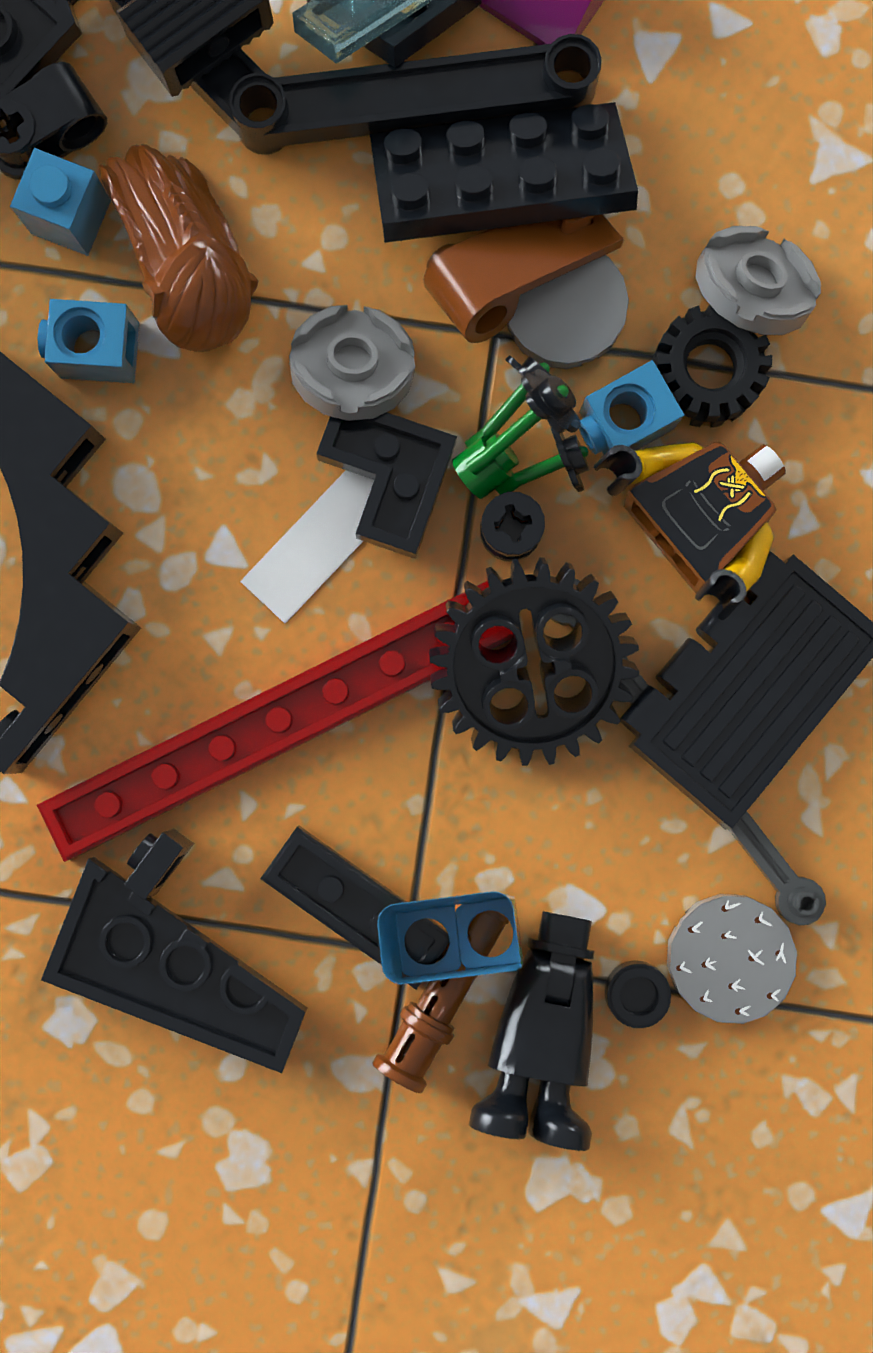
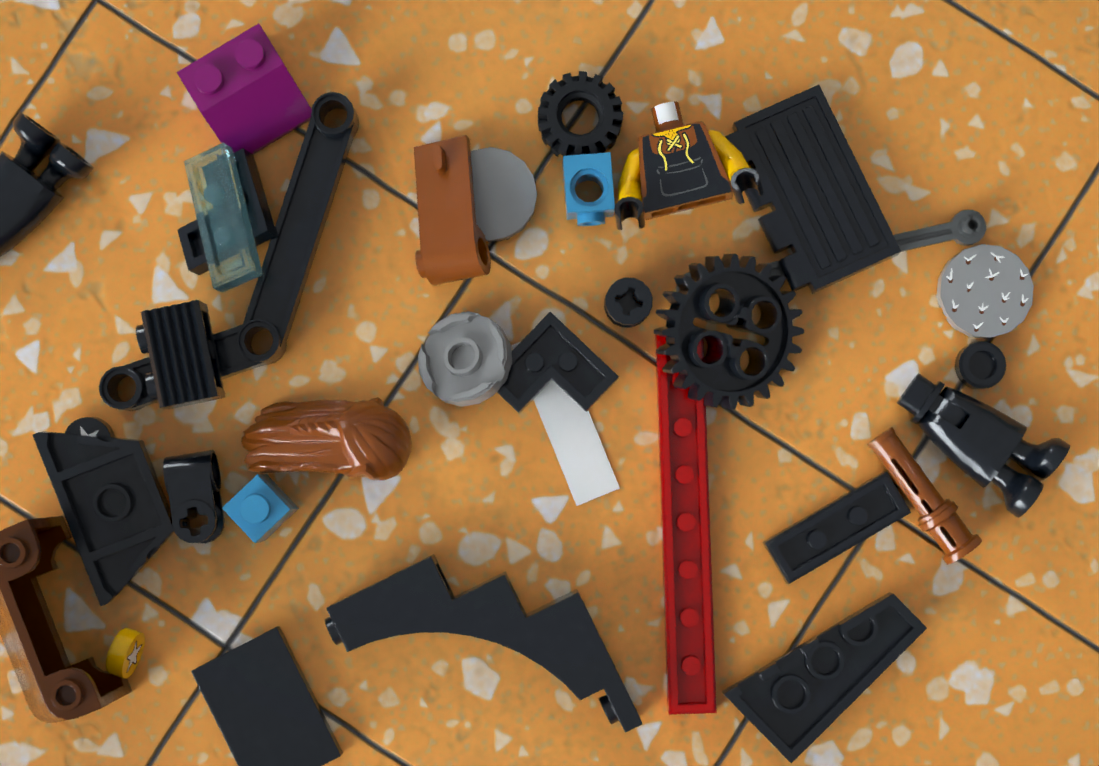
camera: 70 degrees left, 0 degrees up
(112, 357) = (384, 520): dark azure brick -> none
(155, 862) = (745, 649): black plate -> none
(397, 918) = (899, 470): dark azure piece -> none
(488, 456) = (577, 297): plant -> none
(502, 172) = (381, 196): black plate -> none
(757, 280) = (538, 58): light grey tile -> none

